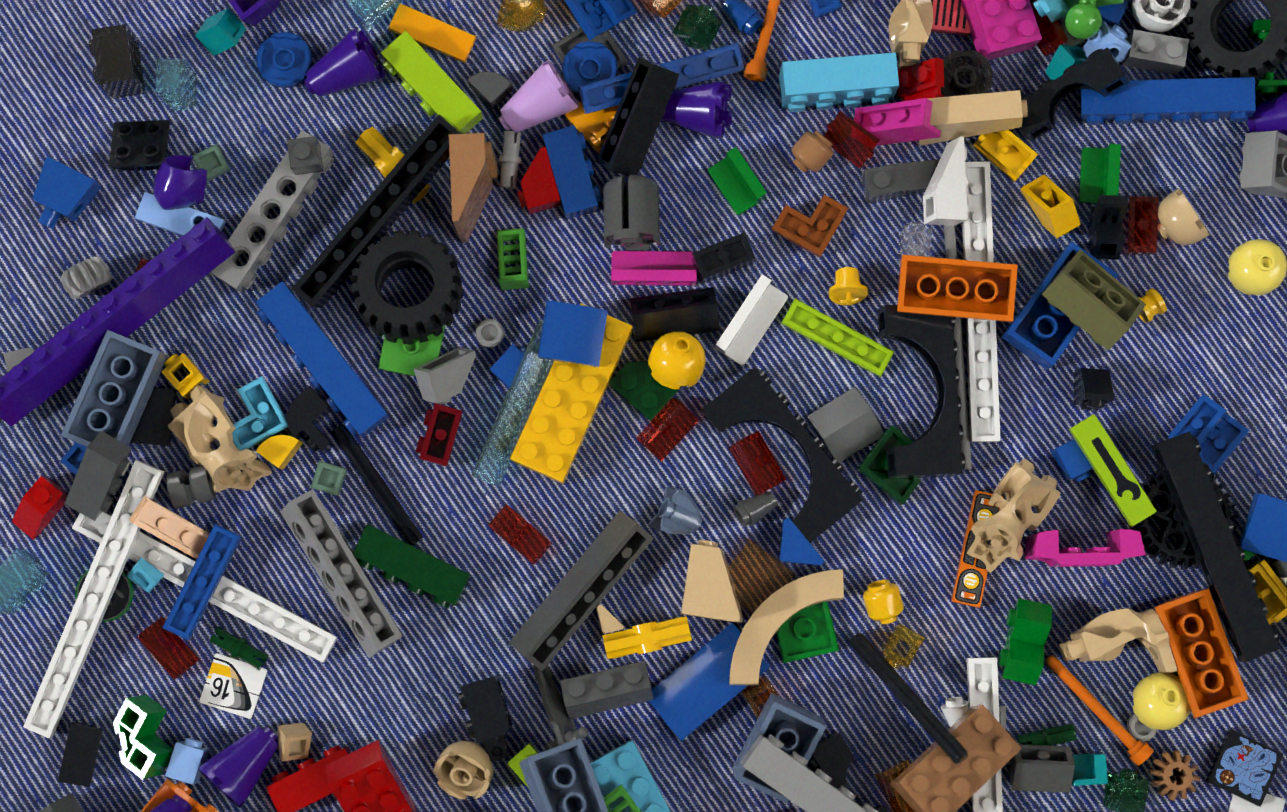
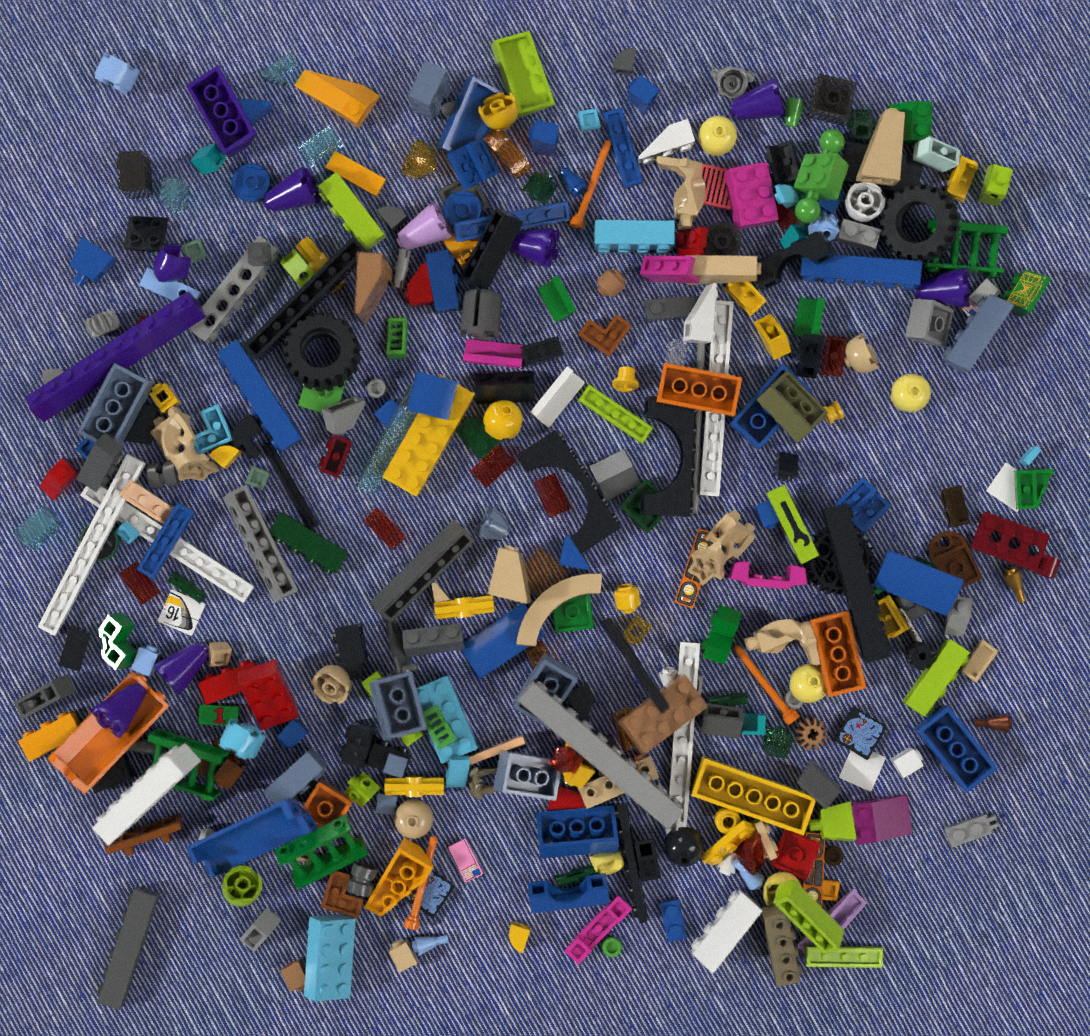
camera: 10 degrees right, 5 degrees up
(357, 167) = (295, 266): none -> lime torso
(755, 508) = (546, 526): dark grey cone -> none
(851, 139) = (638, 277): clear red piece -> none

